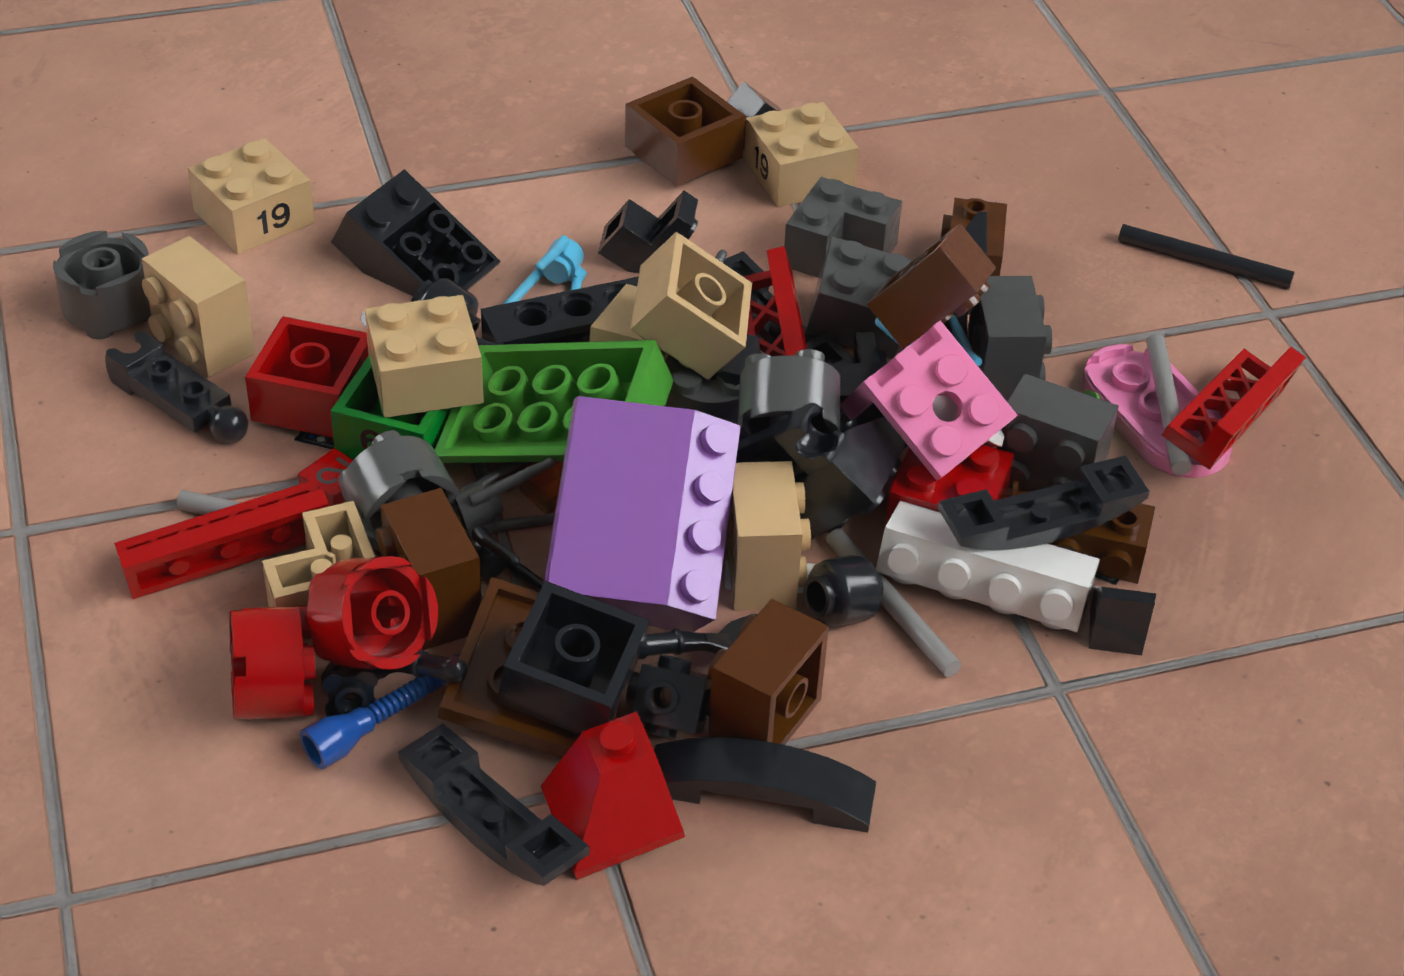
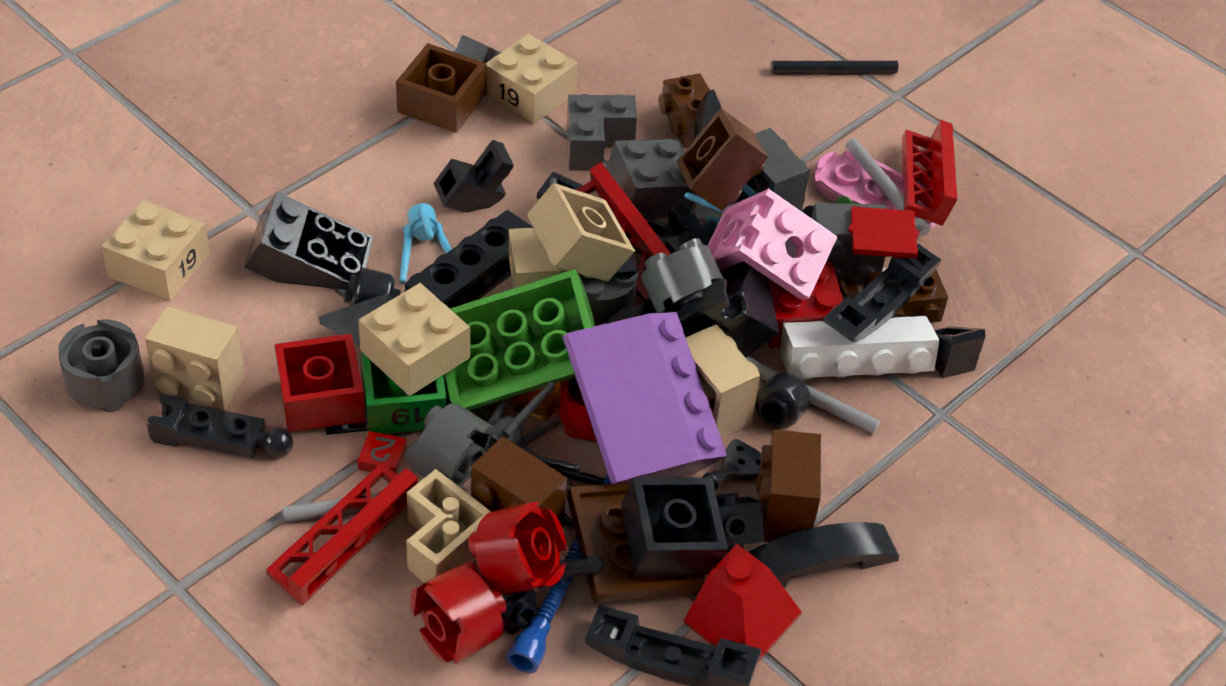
camera: 30 degrees left, 5 degrees up
(1090, 434) = (883, 232): none -> red piece

